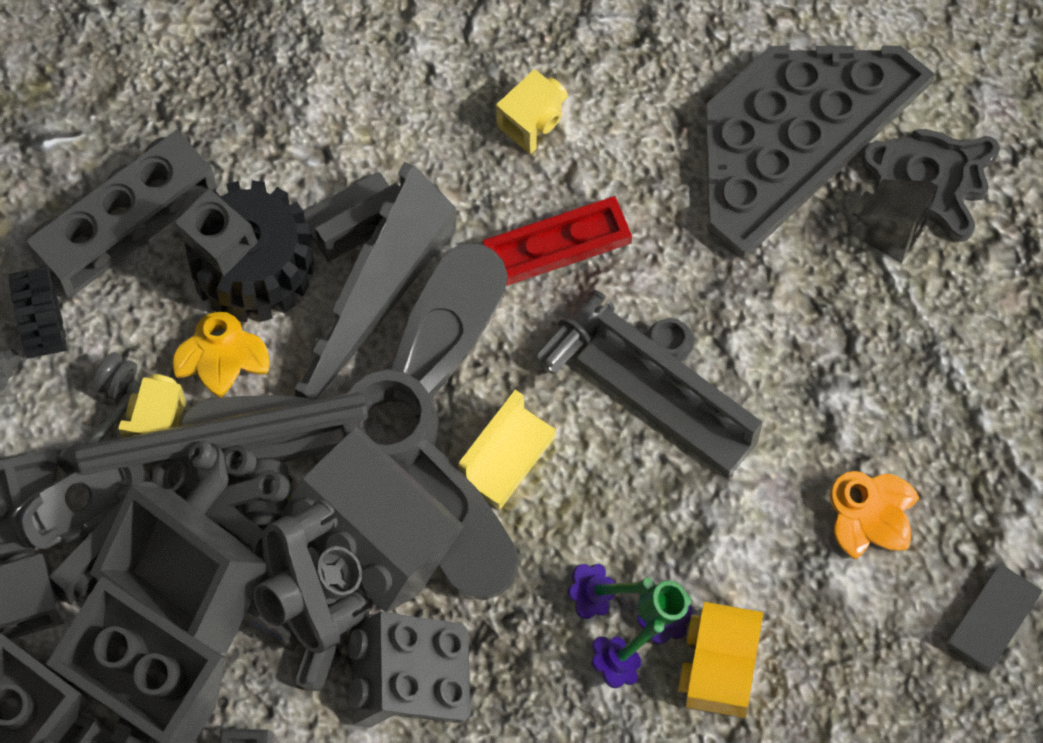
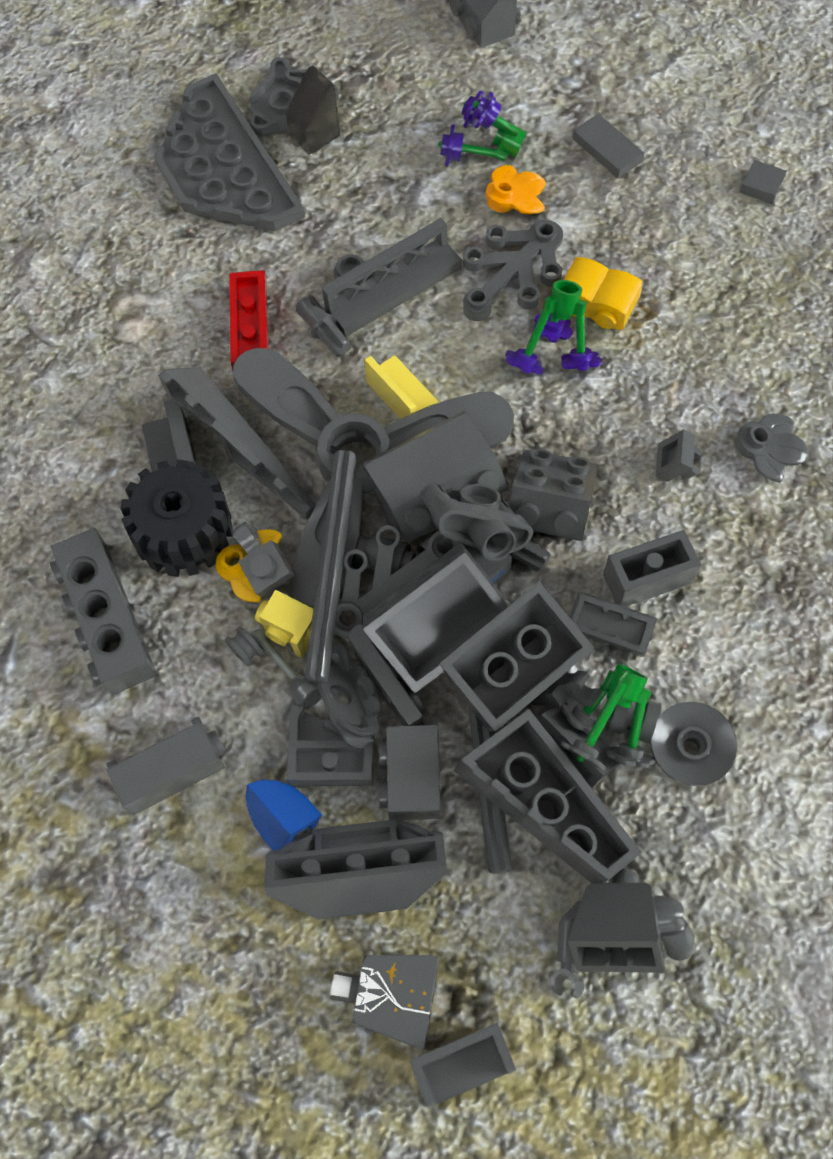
camera: 70 degrees left, 0 degrees up
(37, 312) = (169, 687): black tyre -> none
(211, 474) = (363, 579): dark grey arm -> none
(214, 363) = (265, 562): none -> dark grey plate
(228, 245) = (164, 499): dark grey brick -> none
(531, 109) = (139, 310): light yellow brick -> none
(746, 544) = (541, 238): none -> dark grey plant
(952, 429) = (483, 112): none -> plant

